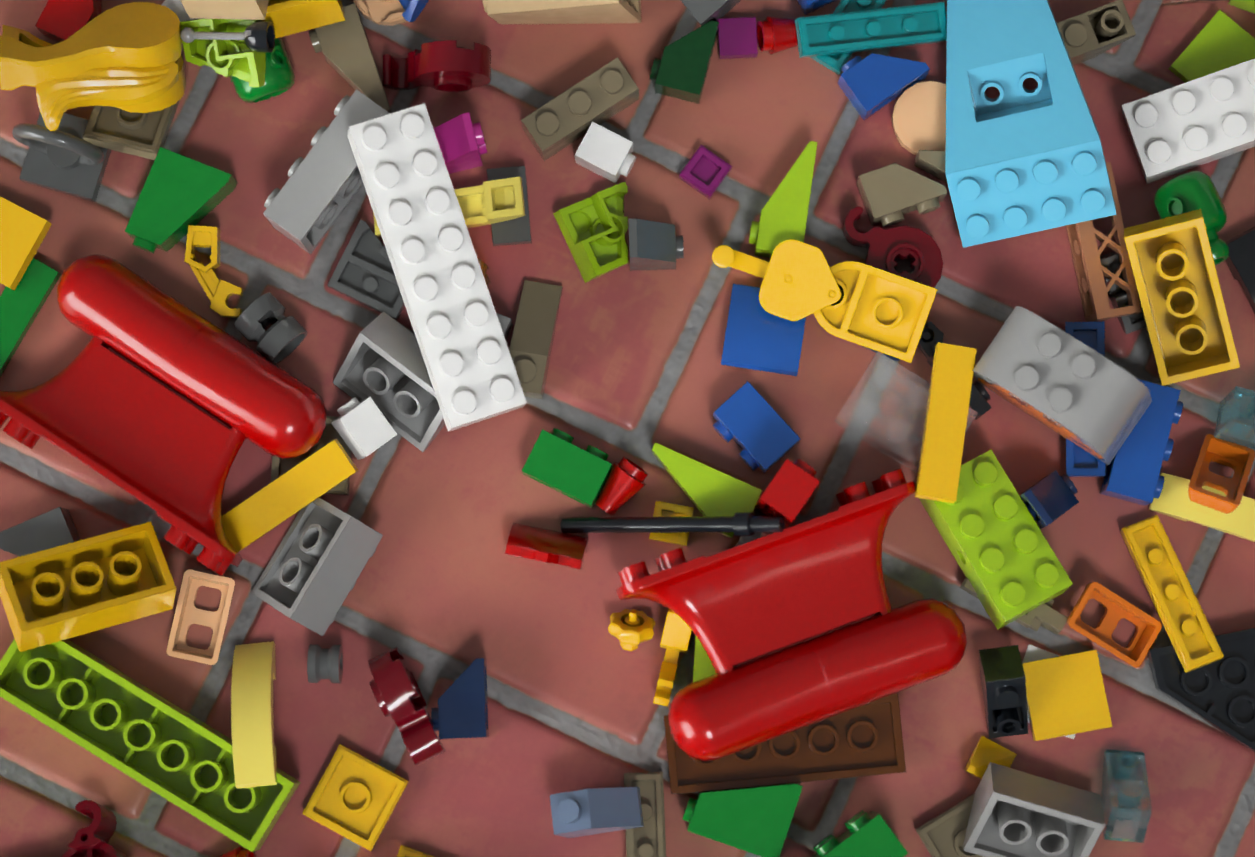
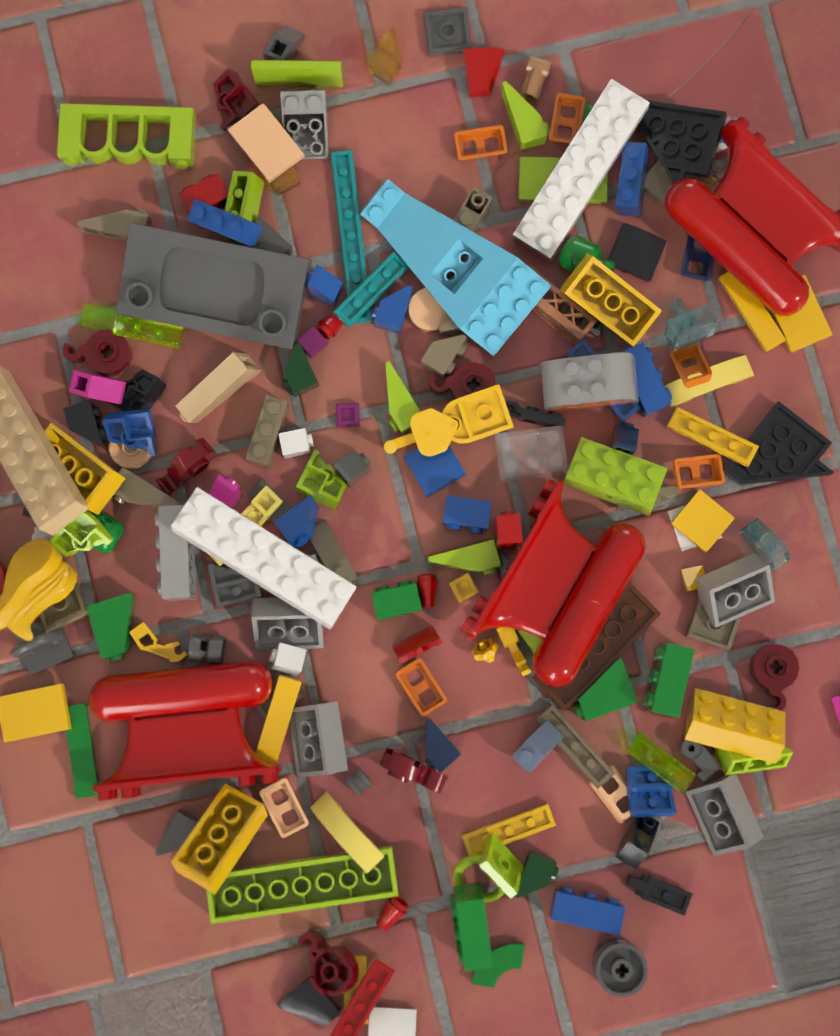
camera: 45 degrees left, 0 degrees up
(258, 36) = (91, 518): hinge -> none
(355, 797) = (422, 831): yellow tile -> none
(494, 606) = (414, 691): none -> orange piece
(524, 261) = (299, 522): none -> blue slope
(741, 524) = (499, 562): black bar -> none
(945, 423) = (552, 441): yellow tile -> none
(1004, 691) = (674, 541): black slope -> none

